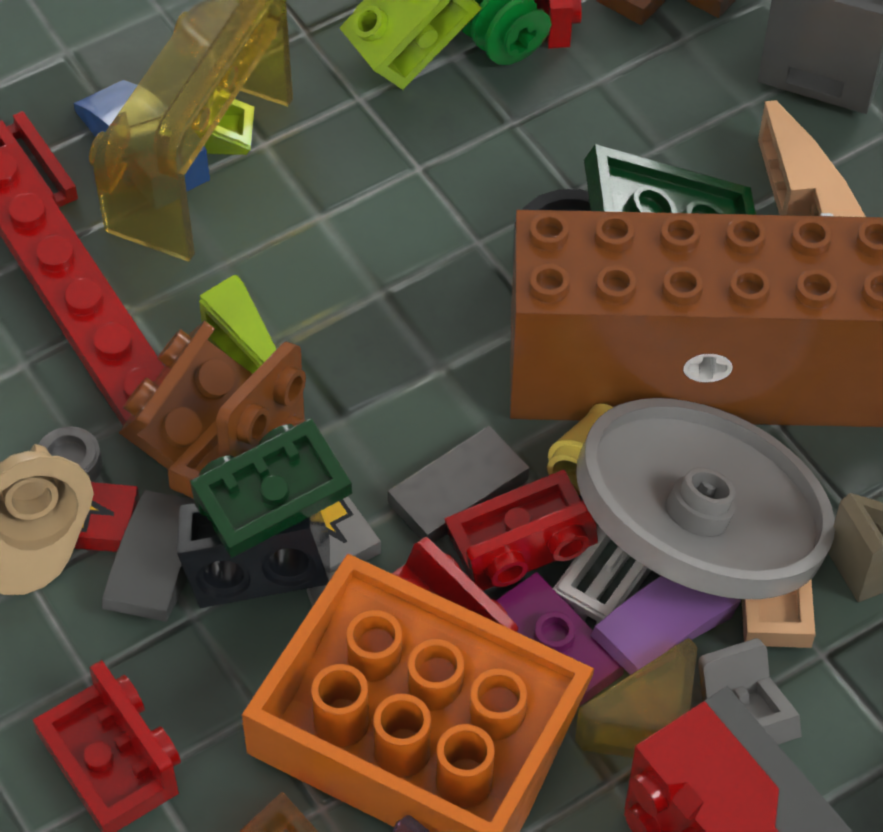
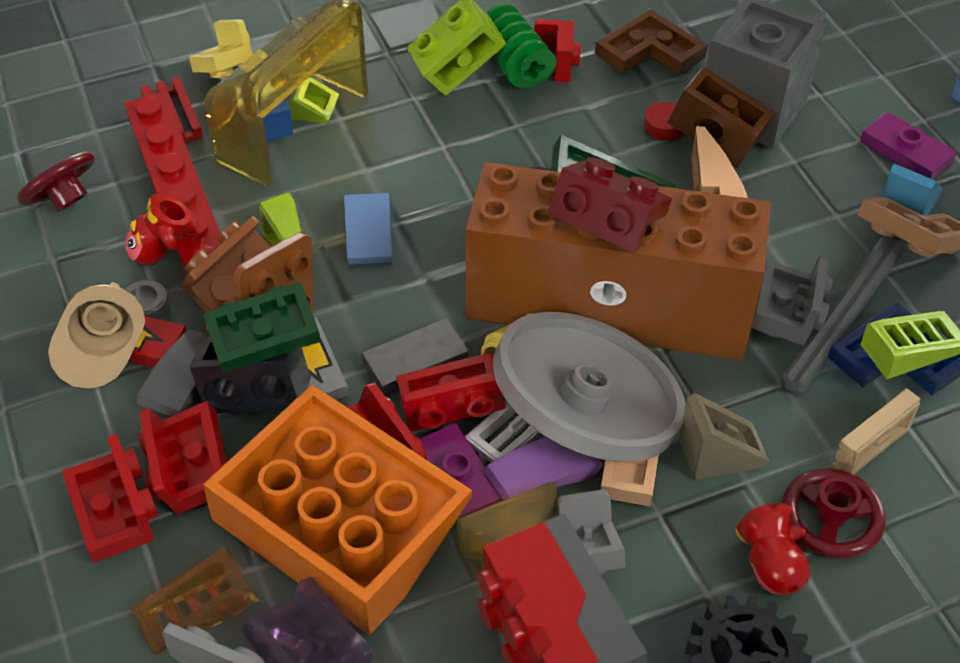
camera: 10 degrees right, 5 degrees down
(62, 356) = (156, 230): none -> red animal
(86, 66) = (232, 49): none -> light yellow bracket
(192, 672) = (181, 454): none -> red bracket
(349, 305) = (368, 228): none -> medium blue slope
(702, 254) = (607, 203): none -> dark red bracket
(714, 91) = (656, 121): none -> red tile
(801, 75) = (725, 111): none -> reddish brown brick

